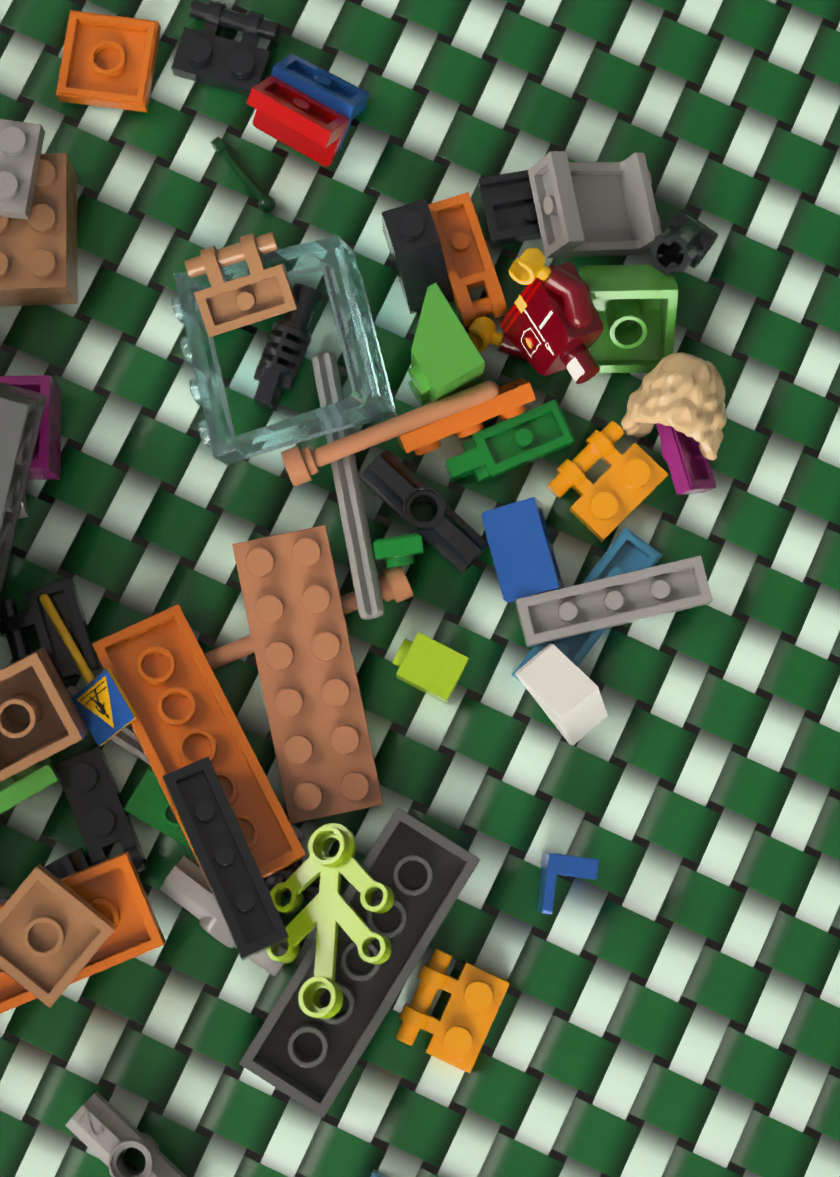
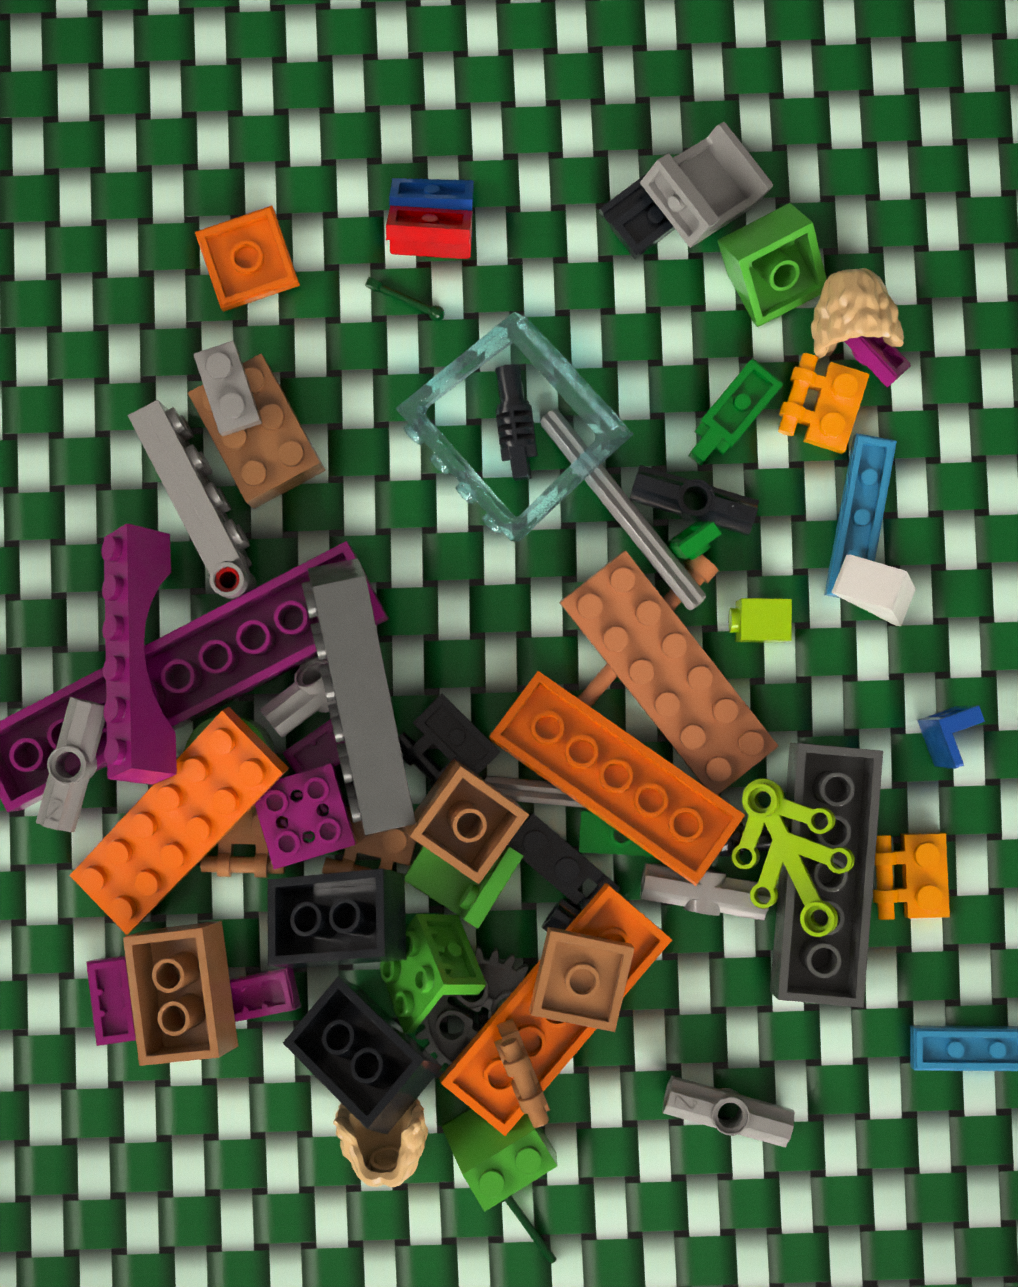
camera: 25 degrees left, 5 degrees up
(102, 699) = (521, 777): piece -> none
(221, 61) = (339, 212): black plate -> none
(225, 858) = (690, 849): black plate -> none
(246, 298) = (466, 399): medium nougat plate -> none
(305, 462) = (582, 508): nougat piece -> none
(416, 252) = (582, 296): black slope -> none
(442, 352) = (646, 366): bright green slope -> none
(467, 259) = (621, 279): orange plate -> none
(507, 404) = (687, 407): orange plate -> none
(522, 549) = (787, 493): blue panel -> none
(549, 321) = (720, 300): dark red torso -> none
(613, 601) = (880, 497): light grey plate -> none
(682, 243) = (791, 181): black piece -> none

